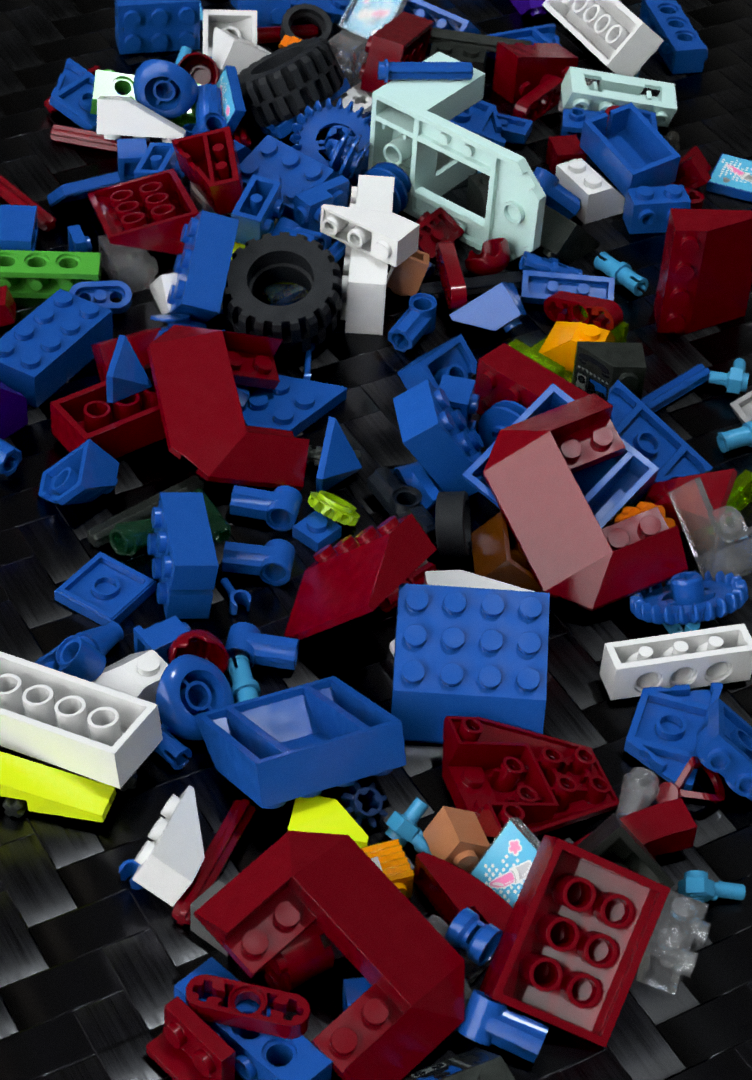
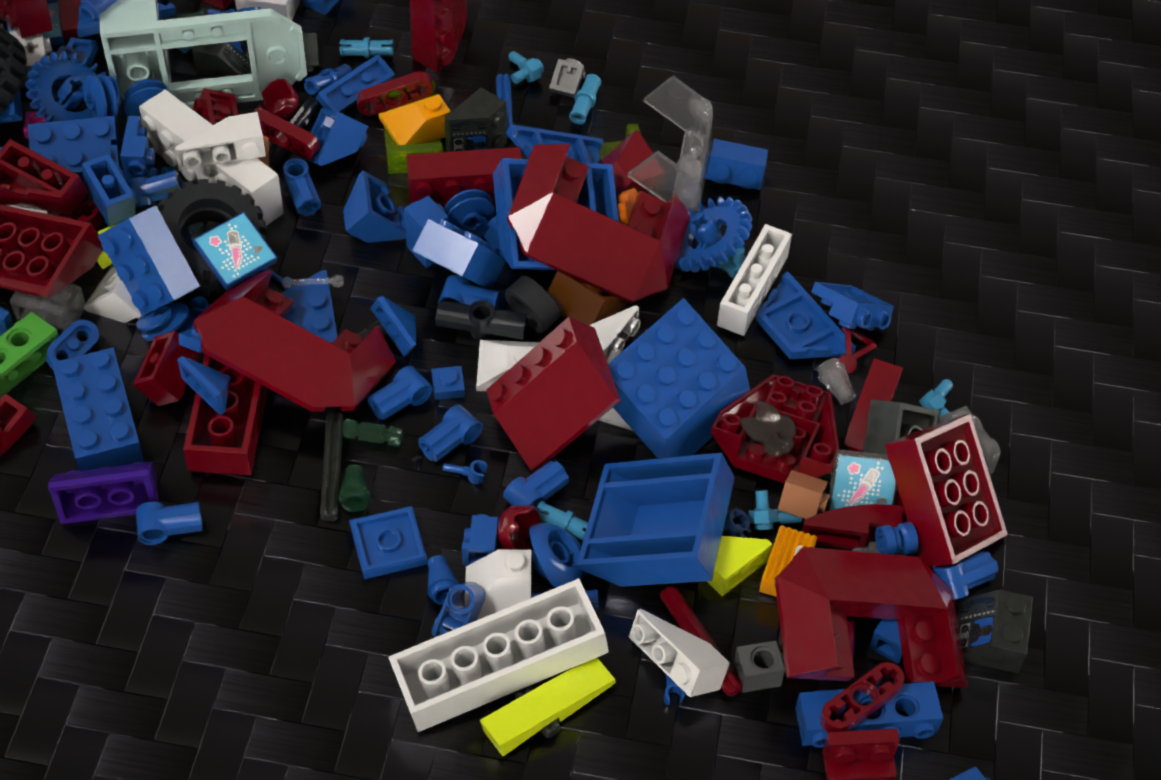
camera: 50 degrees left, 10 degrees up
(80, 476) = (264, 486): blue slope -> none
(183, 555) = (419, 471): blue piece -> none
(274, 307) = (234, 250): none -> tile
(334, 507) = (444, 357): lime gear -> none
(339, 398) = (336, 281): none -> clear hinge
(501, 759) = (770, 429): none -> clear smoke plate

